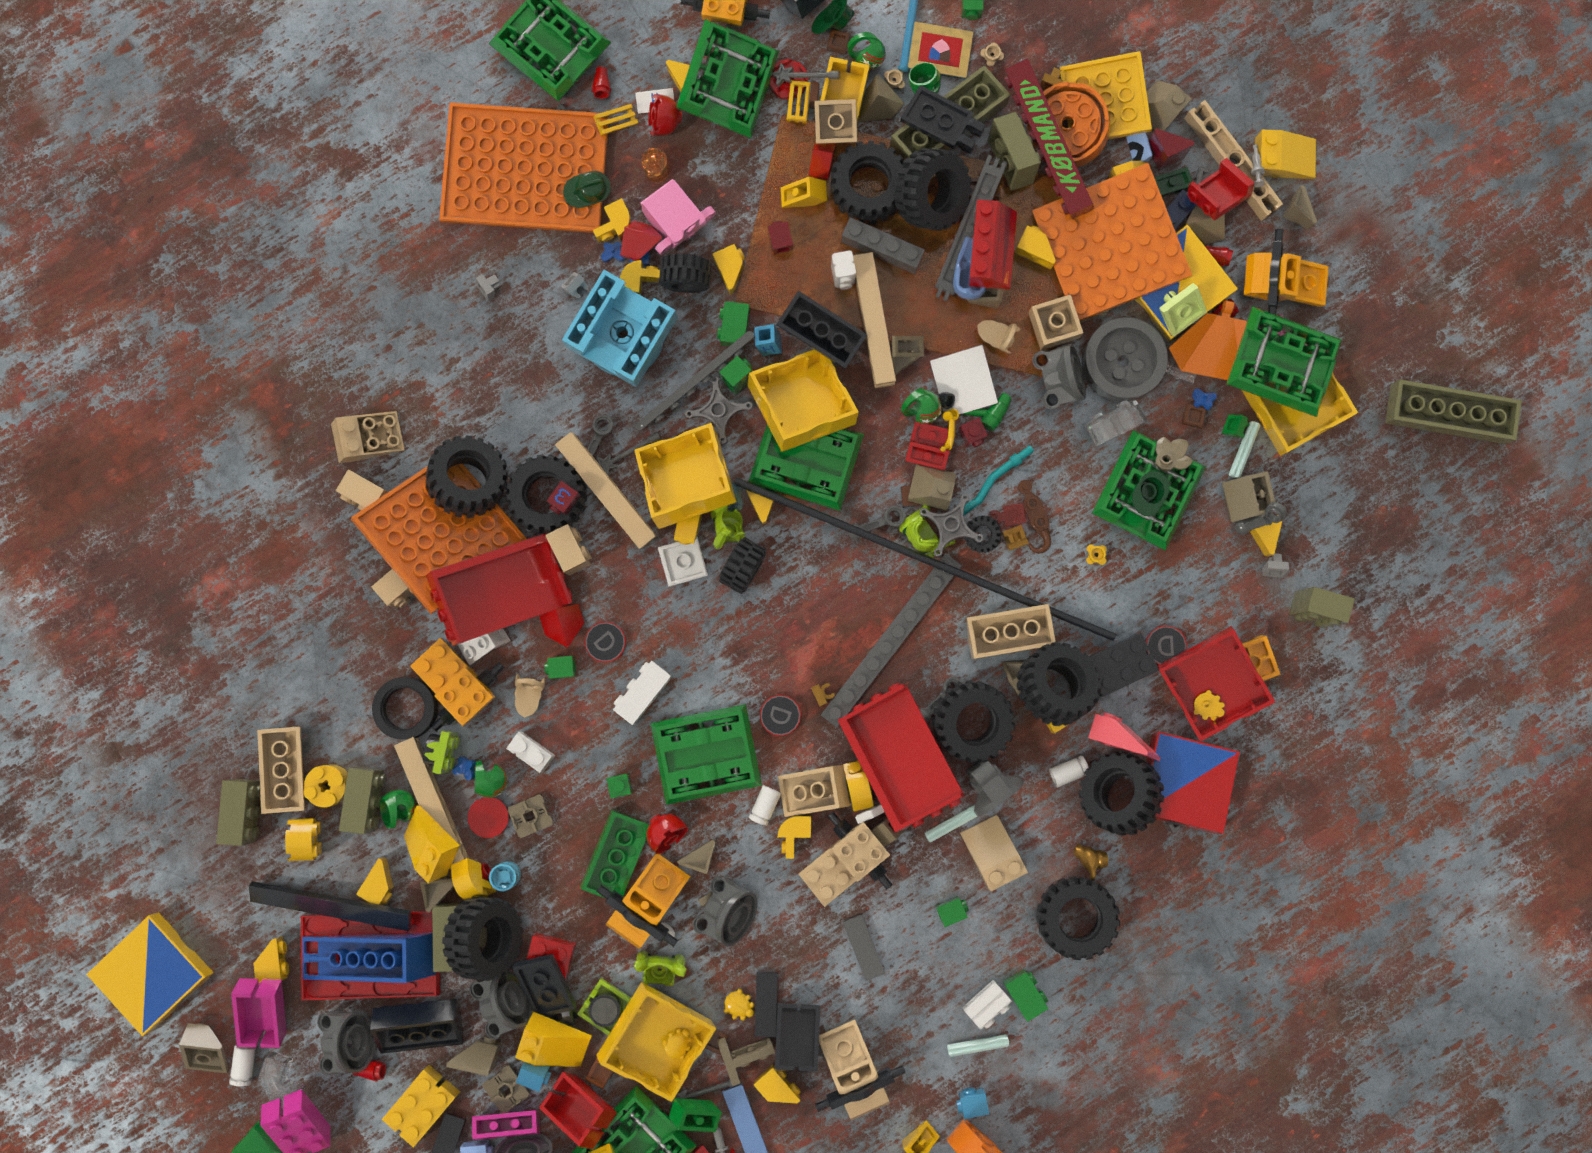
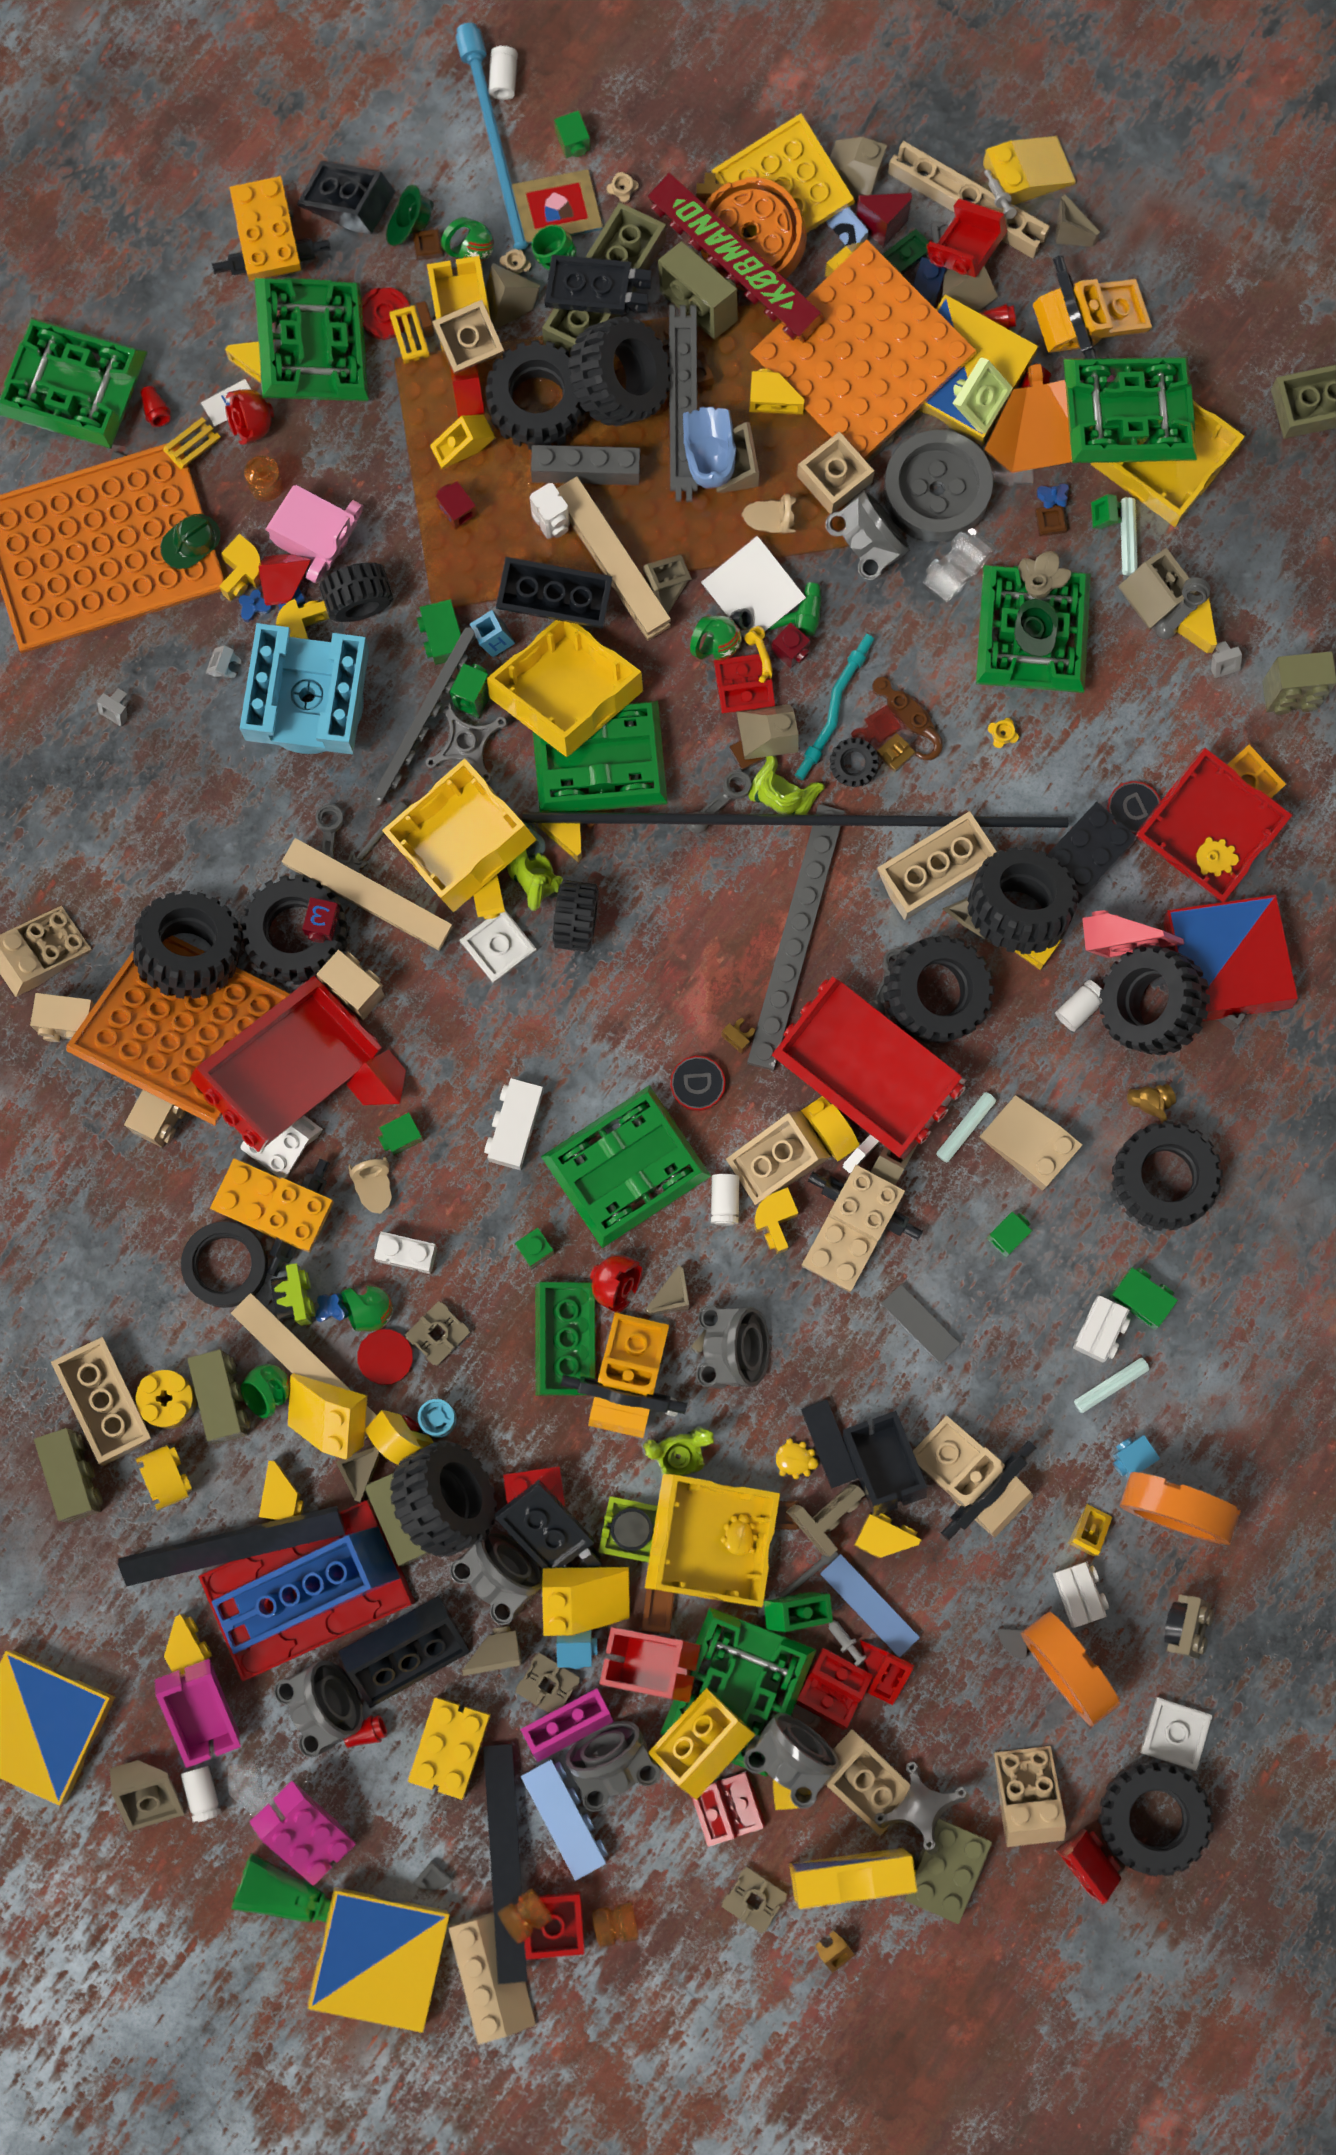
camera: 25 degrees left, 5 degrees down
(605, 642) = (442, 1082): black tile -> none
(730, 266) = (406, 564): yellow slope -> none
(785, 75) = (379, 308): dark grey piece -> none
(951, 525) = (811, 766): flat silver piece -> none
(991, 786) = (991, 1056): dark grey piece -> none
(993, 245) = (720, 409): red slope -> none

